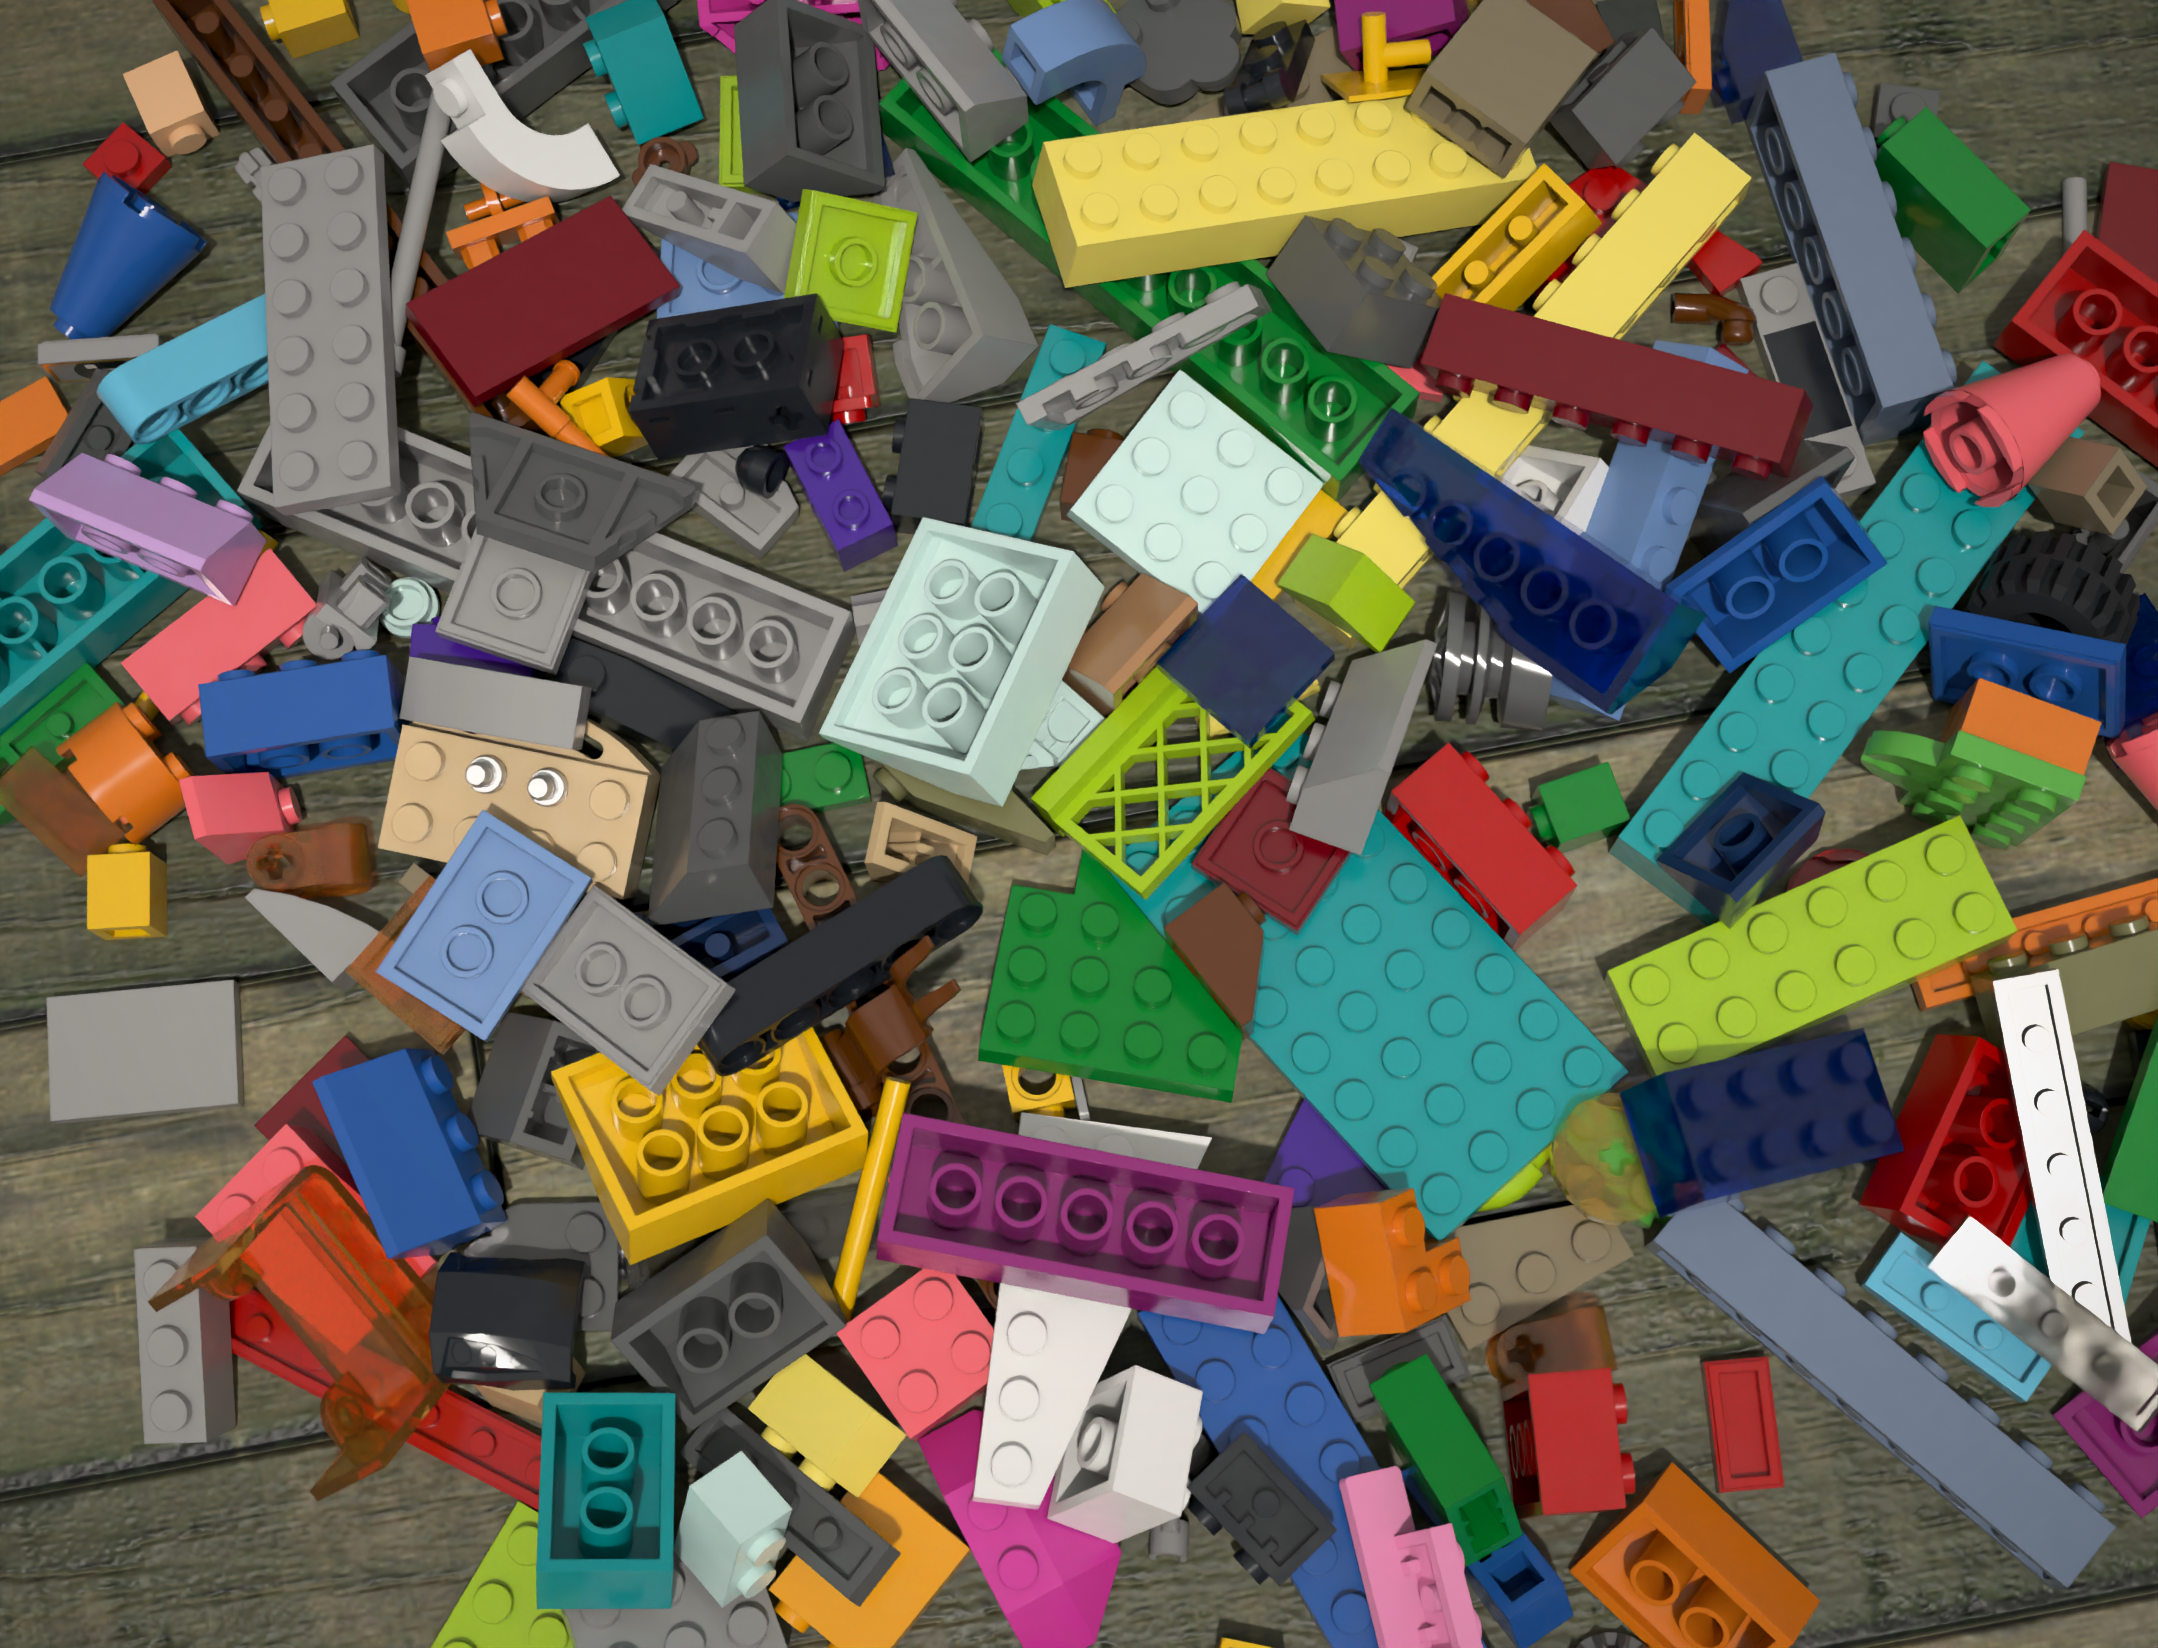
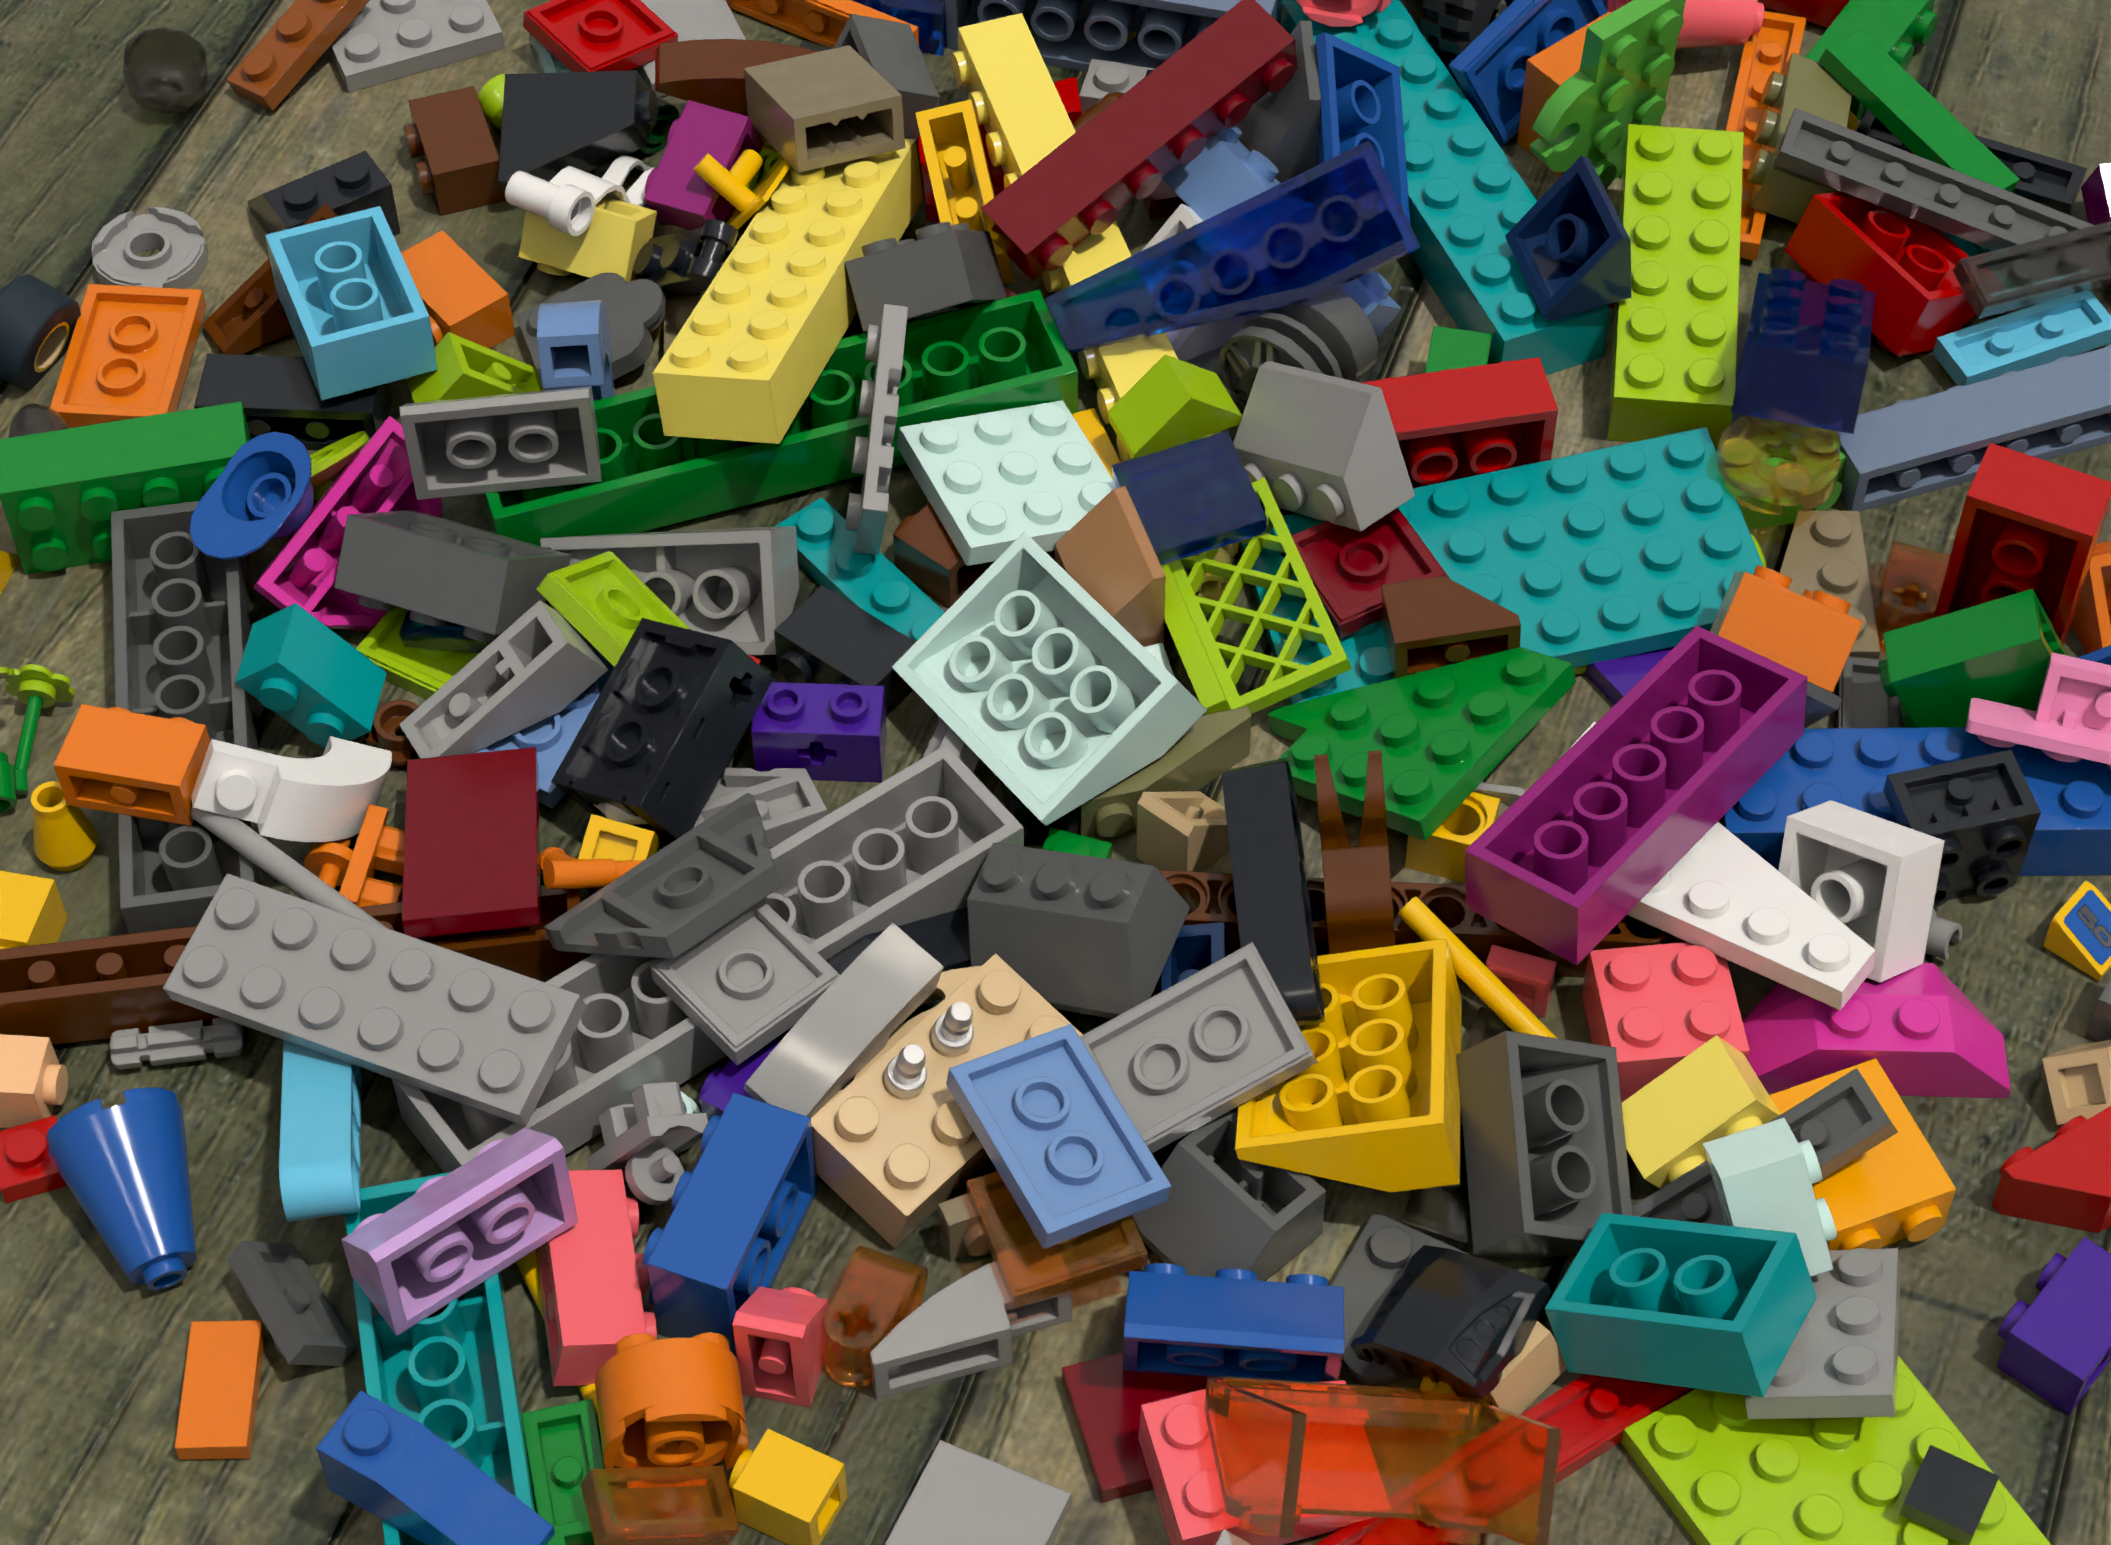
camera: 65 degrees left, 25 degrees down
(78, 358) = (205, 1272): light grey tile -> none
(761, 470) = (754, 768): black hinge -> none

